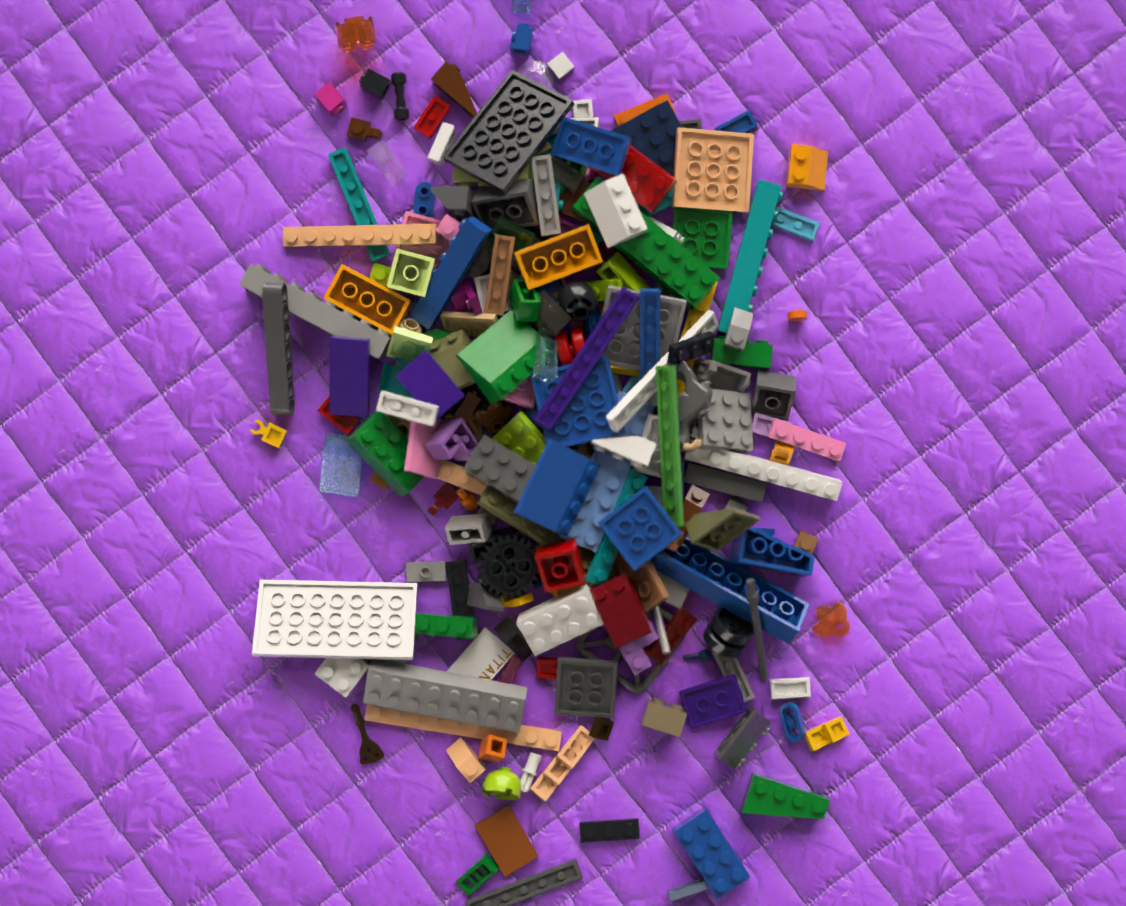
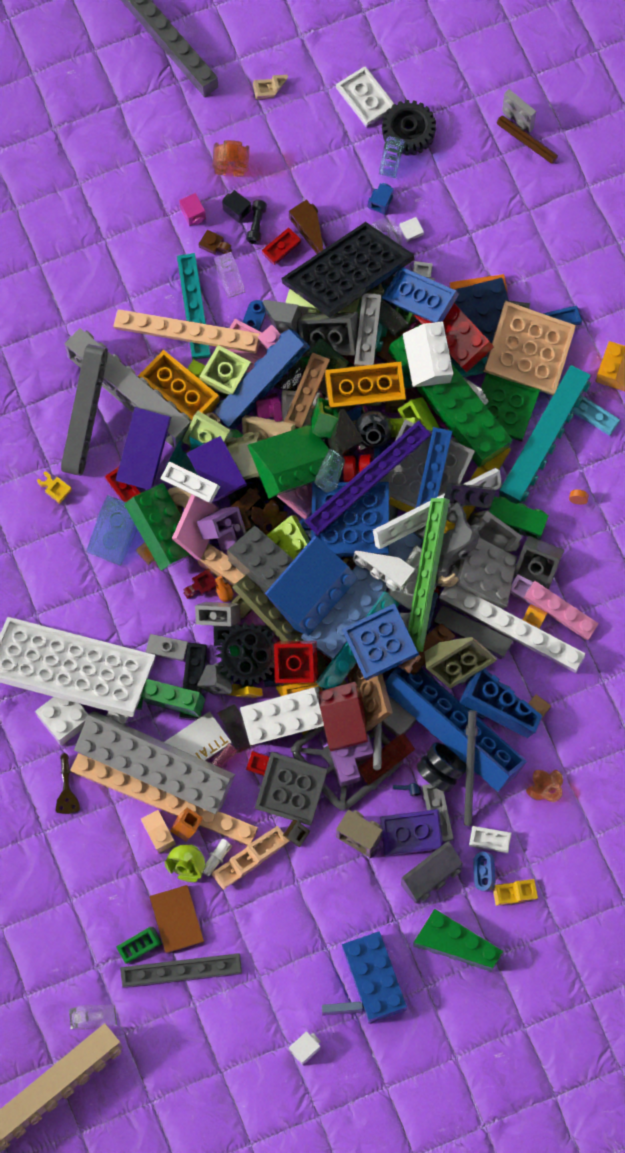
camera: 15 degrees right, 15 degrees down
(442, 143) = (288, 264): white brick -> none
(609, 830) = (279, 934): black plate -> none
(738, 329) = (518, 492): light grey slope -> none

